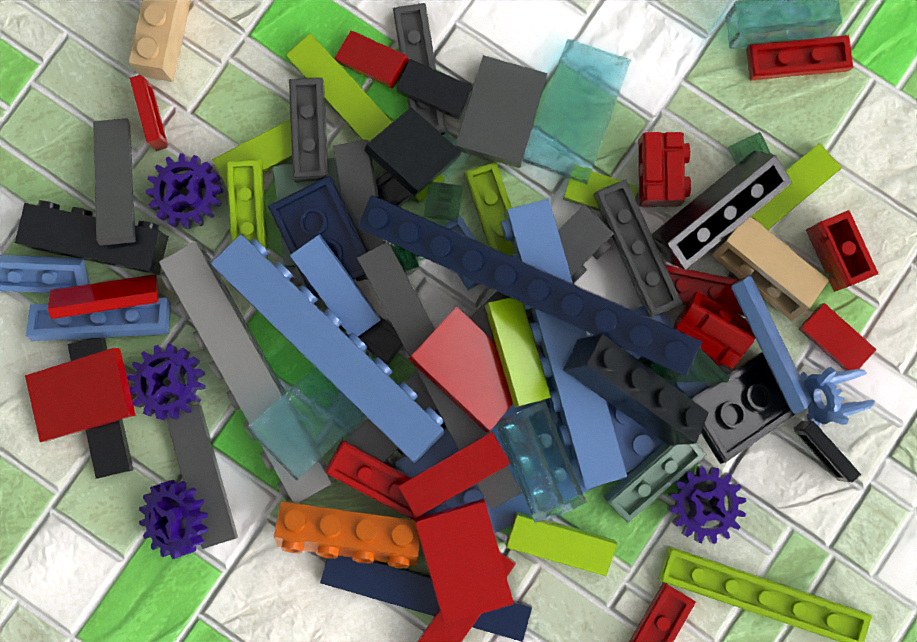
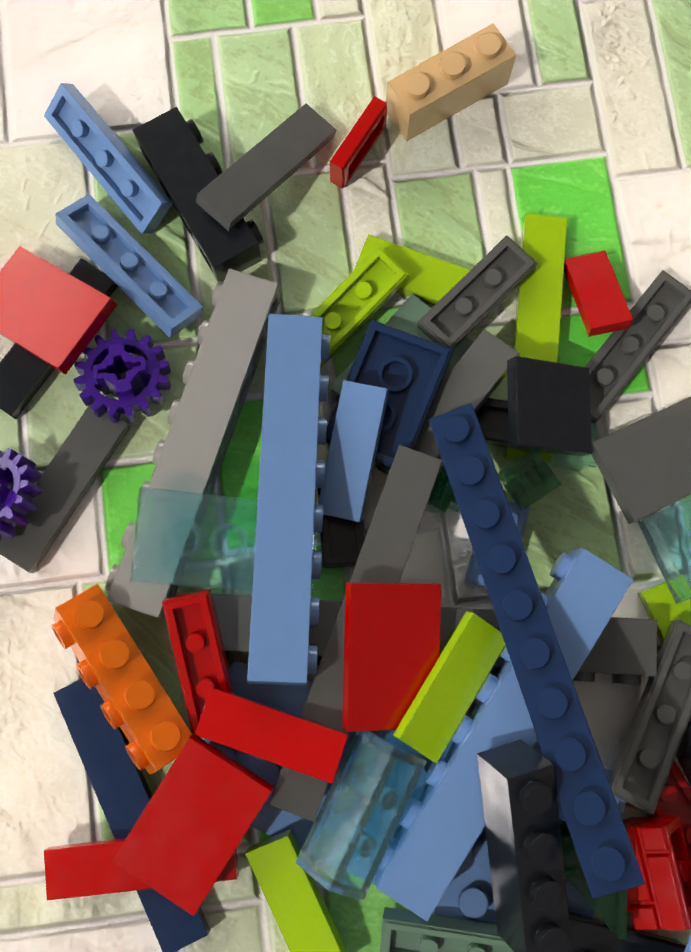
camera: 45 degrees right, 5 degrees down
(103, 296) = (152, 249): red tile -> none
(174, 201) = (312, 217): dark purple gear -> none
(434, 89) = (626, 374): black tile -> none
(490, 203) = (568, 526): lime tile -> none

